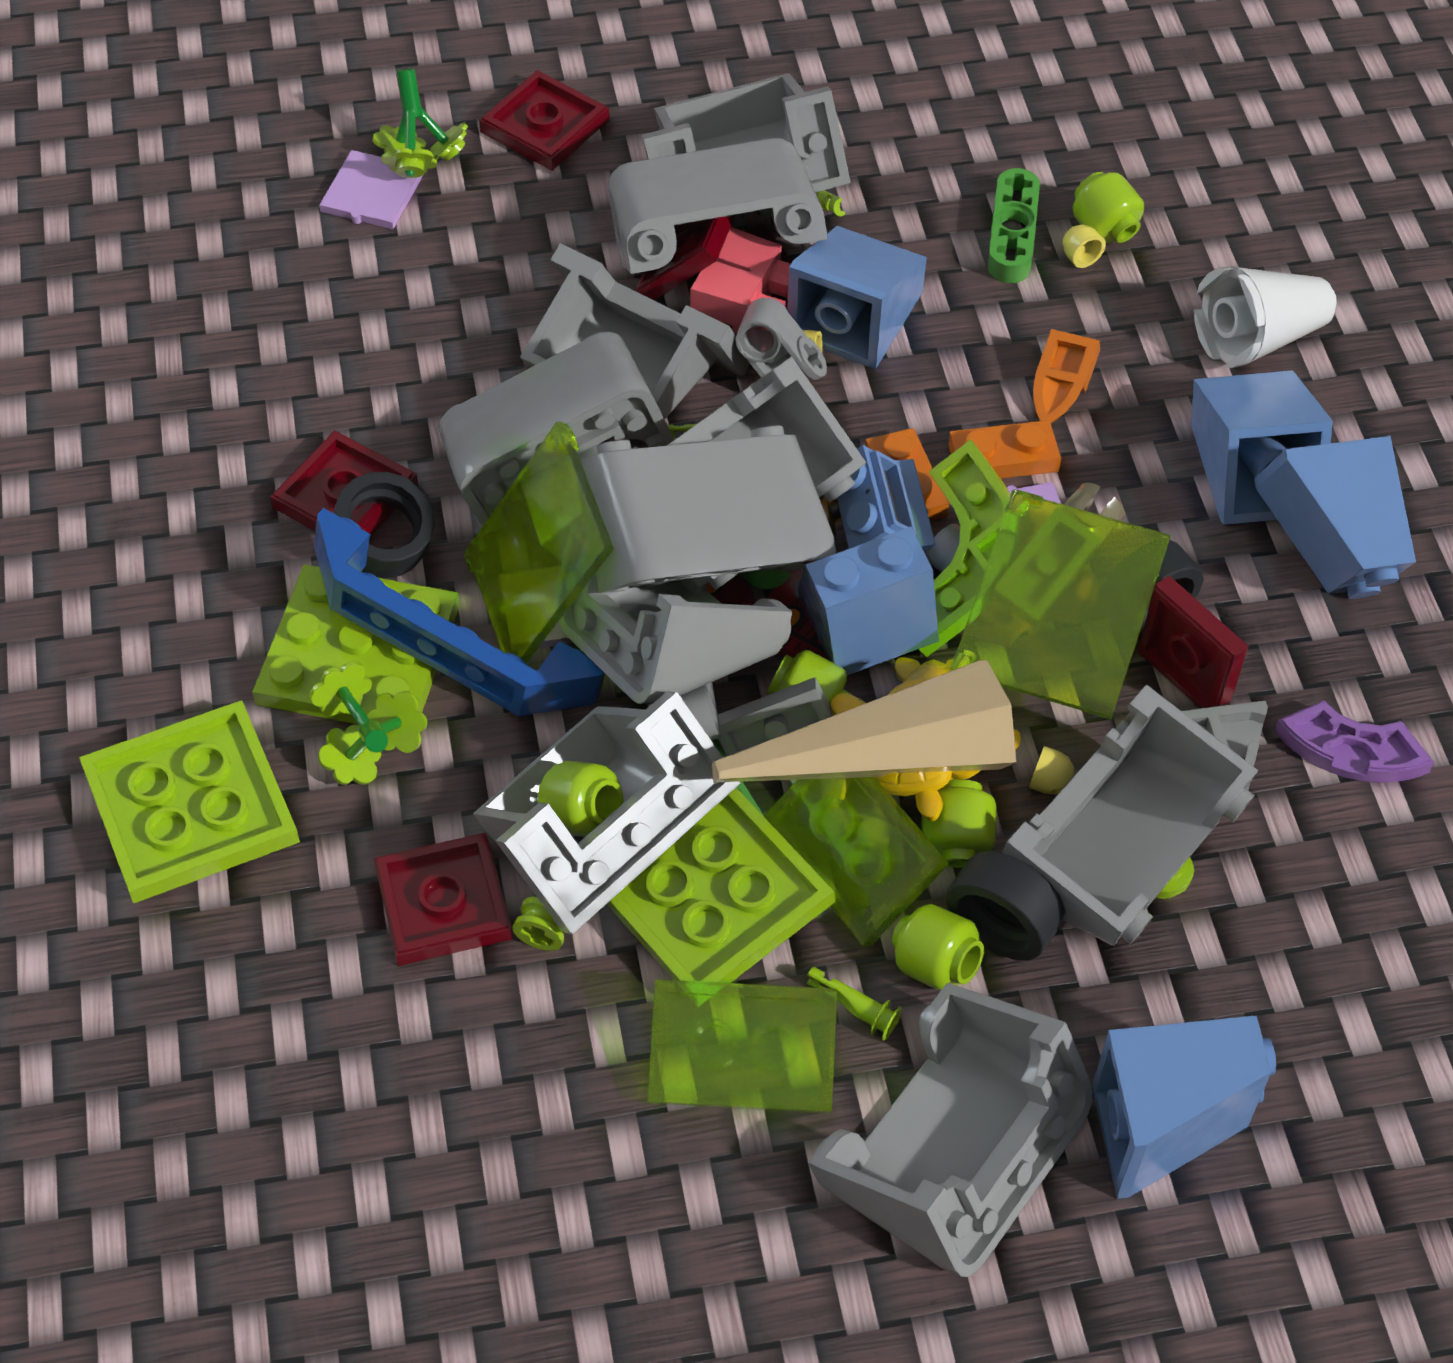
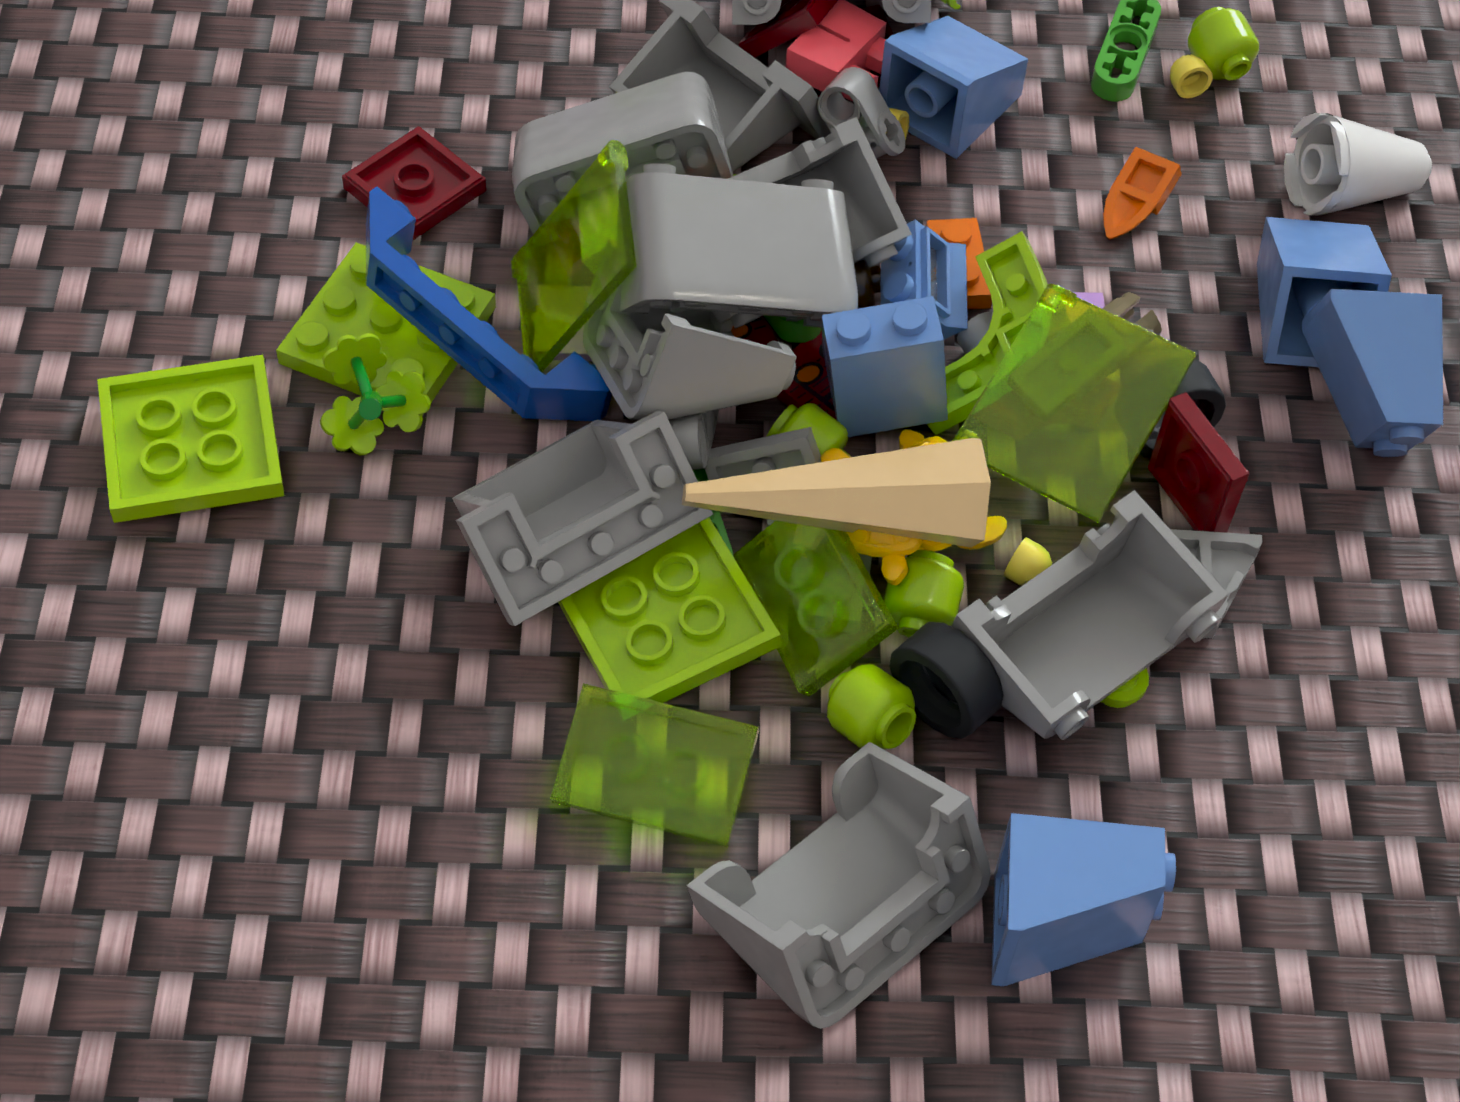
camera: 10 degrees right, 0 degrees up
(408, 499) = (461, 191): black tyre -> none
(442, 899) = (405, 573): dark red tile -> none
(537, 926) = (486, 616): lime bush -> none
(581, 794) = (554, 496): lime head -> none
(860, 1005) = (783, 750): lime piece -> none
(1014, 448) = (1073, 254): orange plate -> none
(1353, 747) = (1343, 599): medium lavender tile -> none

